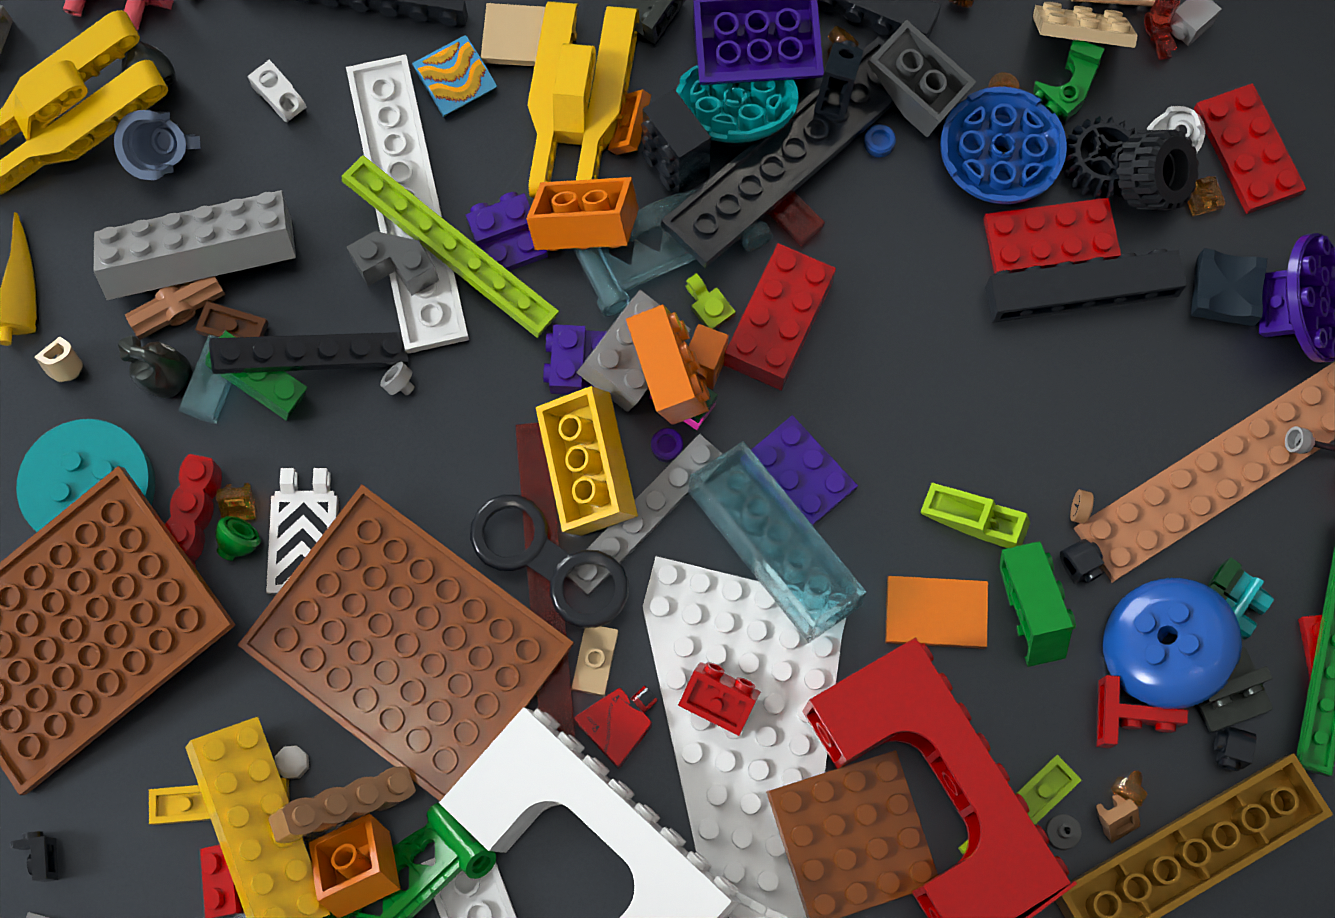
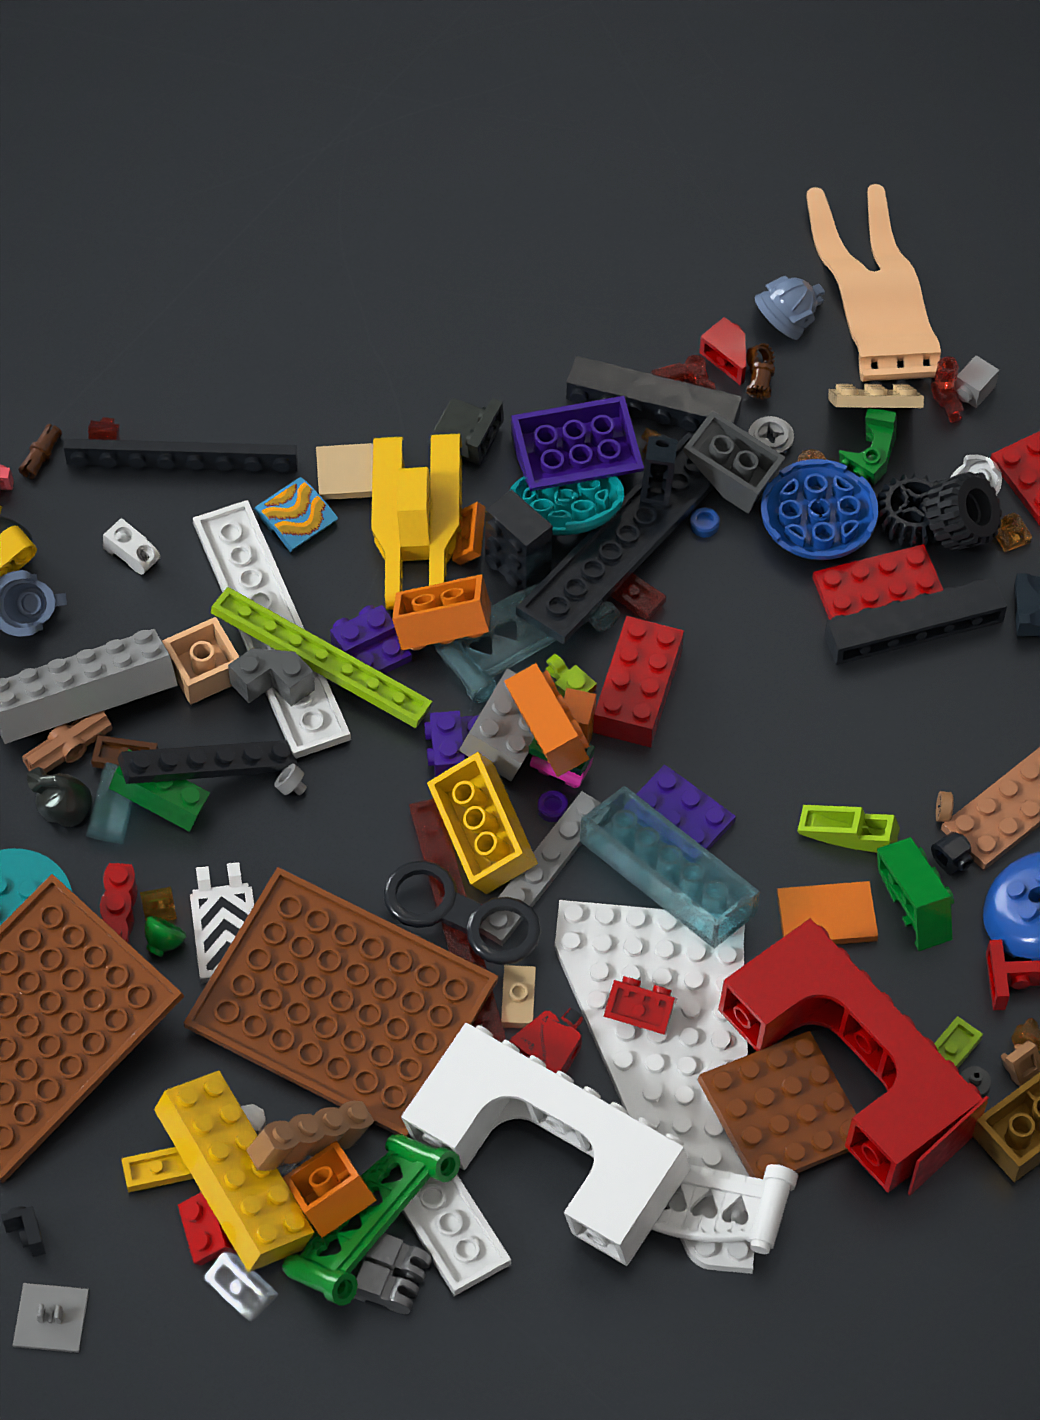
camera: 10 degrees left, 15 degrees down
(324, 230) = (201, 659): none -> light nougat brick
(973, 42) = (778, 428): none -> light grey gear

